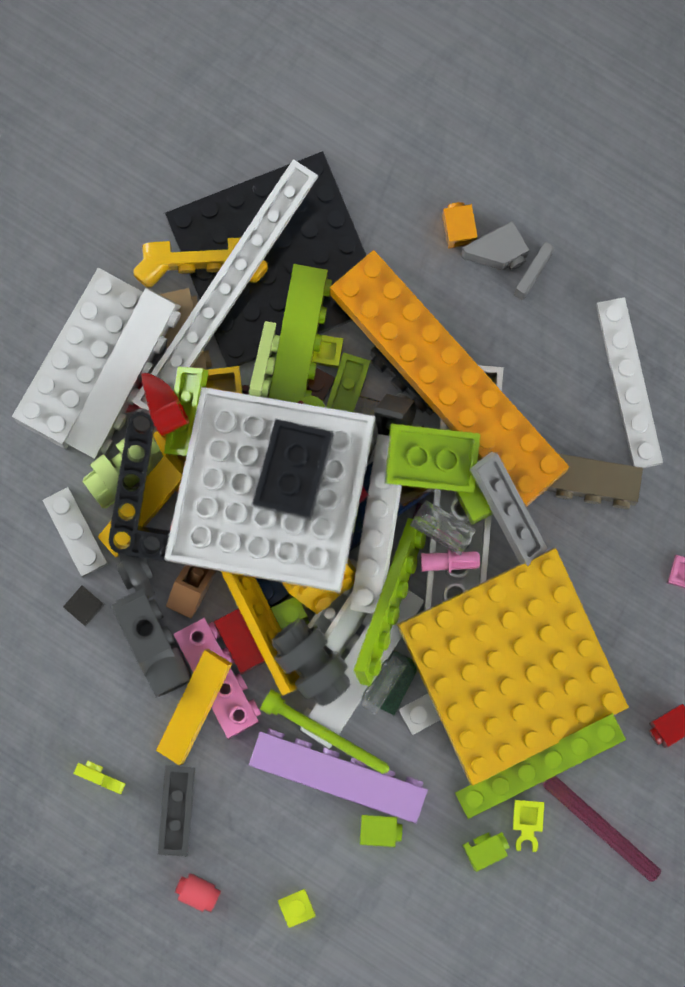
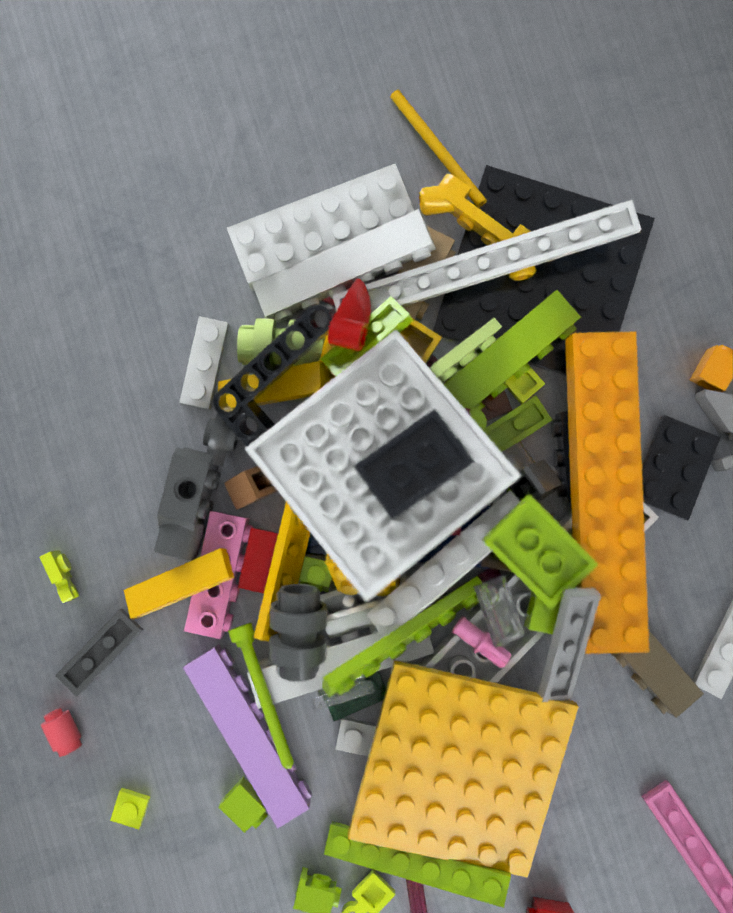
camera: 40 degrees right, 5 degrees up
(83, 605) = (163, 427): clear smoke tile -> none
(117, 229) = (436, 146): none -> yellow piece
(490, 321) = (676, 466): none -> black plate

